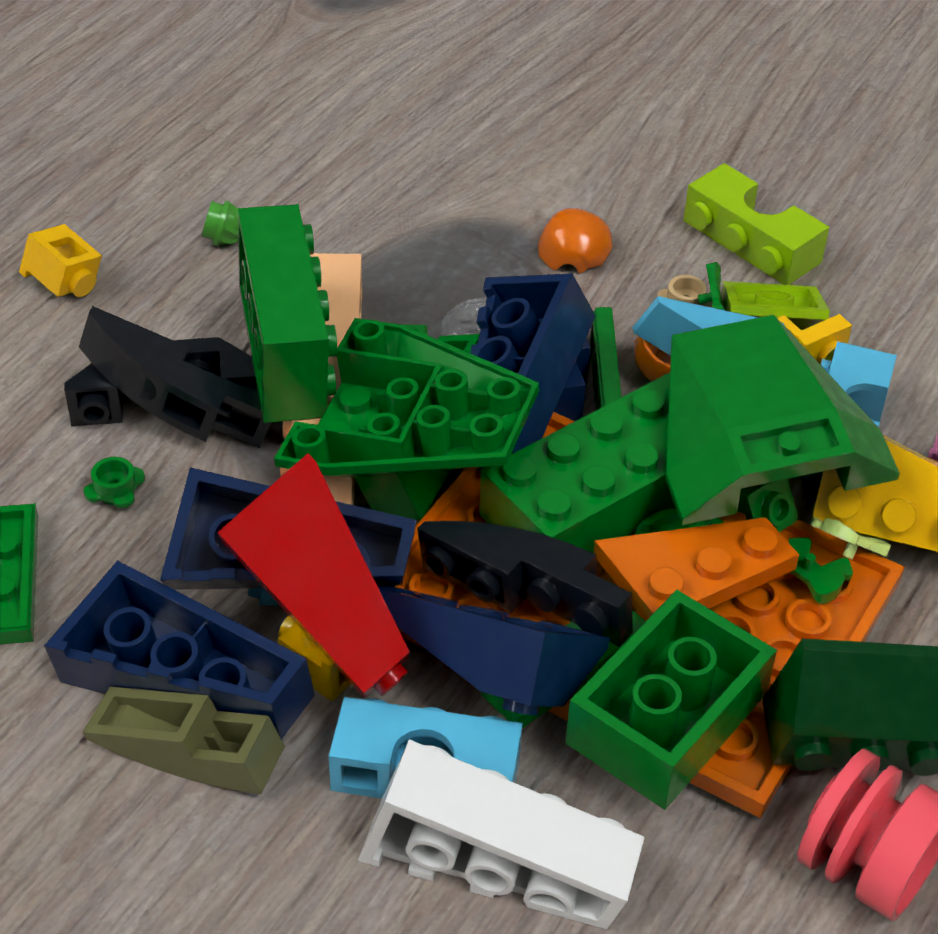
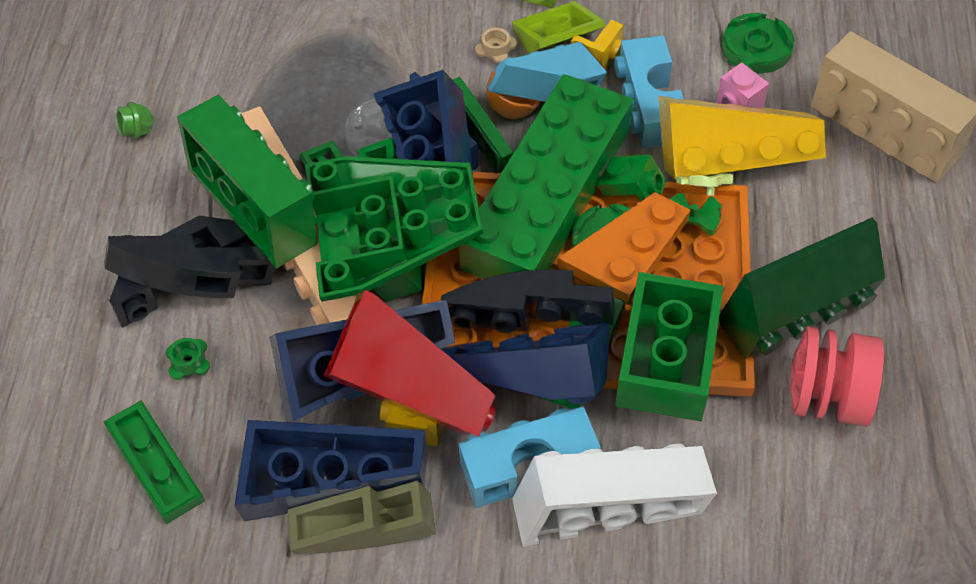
camera: 25 degrees left, 10 degrees up
(61, 261) = (33, 202): yellow brick -> none
(575, 239) = (395, 31): orange hair -> none
(714, 296) = (518, 36): green piece -> none
(758, 412) = (622, 127): green wedge -> none

